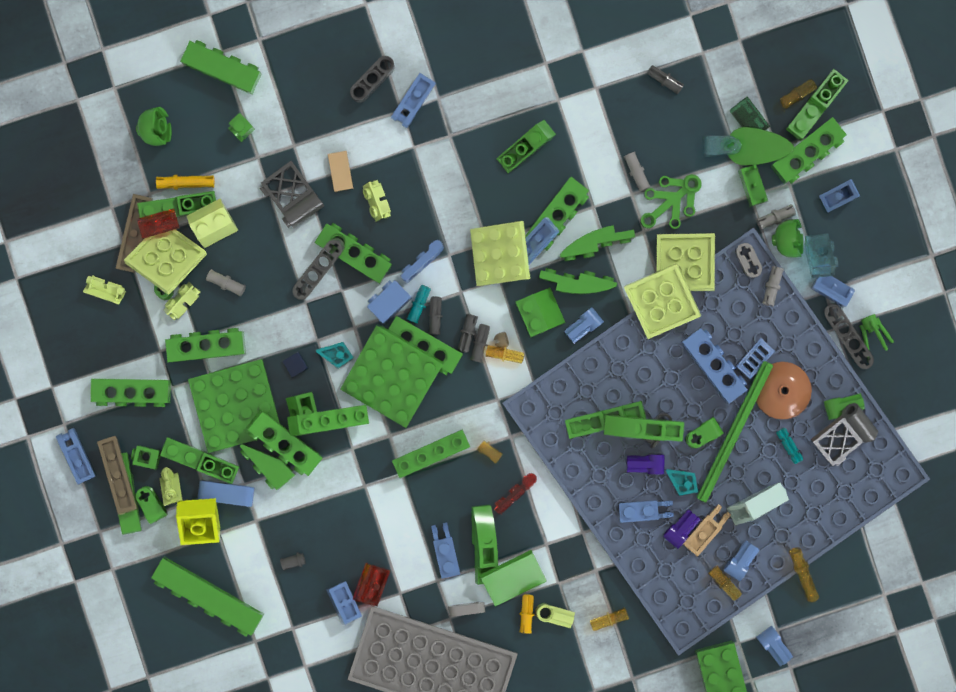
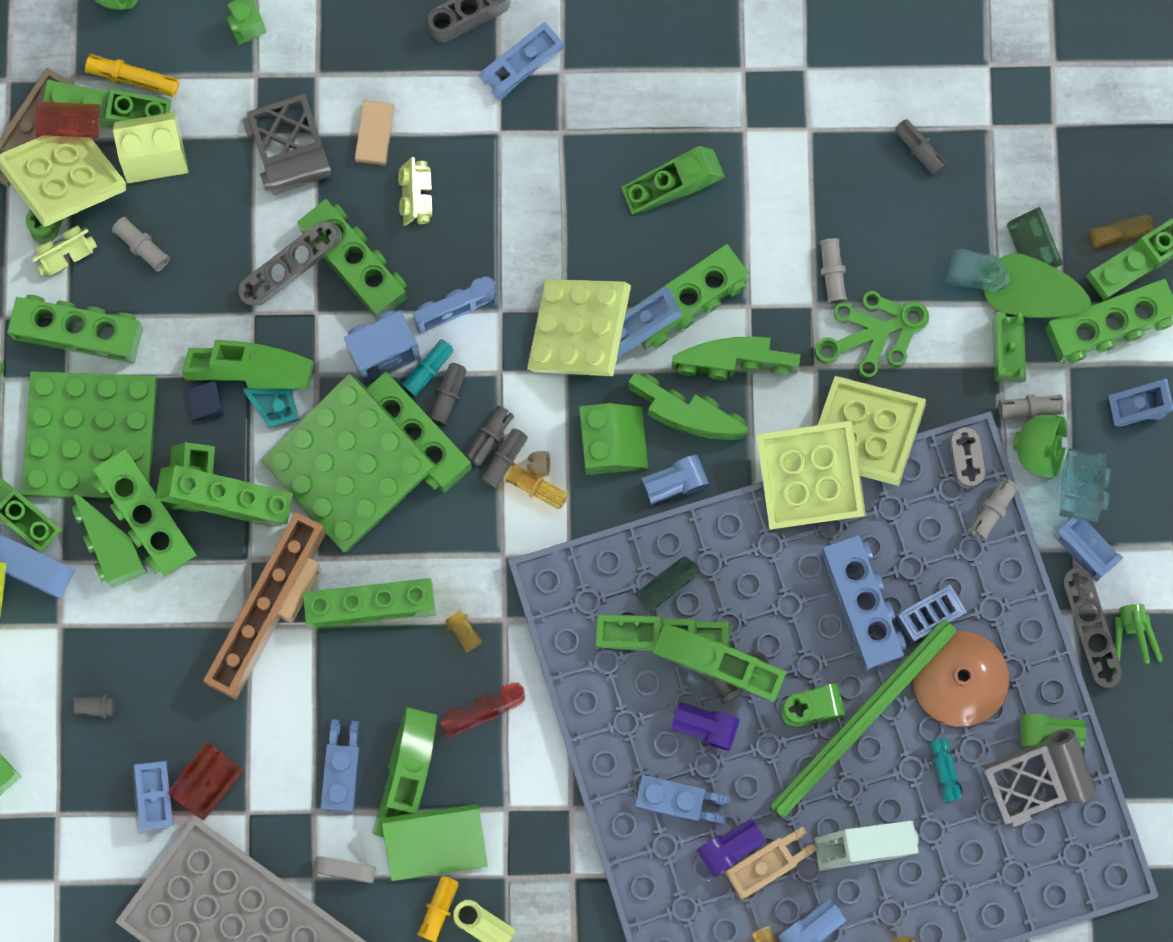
camera: 20 degrees right, 10 degrees down
(314, 335) = (249, 362): none -> bright green slope
(372, 474) = (262, 607): none -> medium nougat brick
(388, 458) = (303, 584): none -> tan tile
(598, 388) = (668, 583): none -> clear green slope
(683, 481) = (756, 773): teal piece -> none

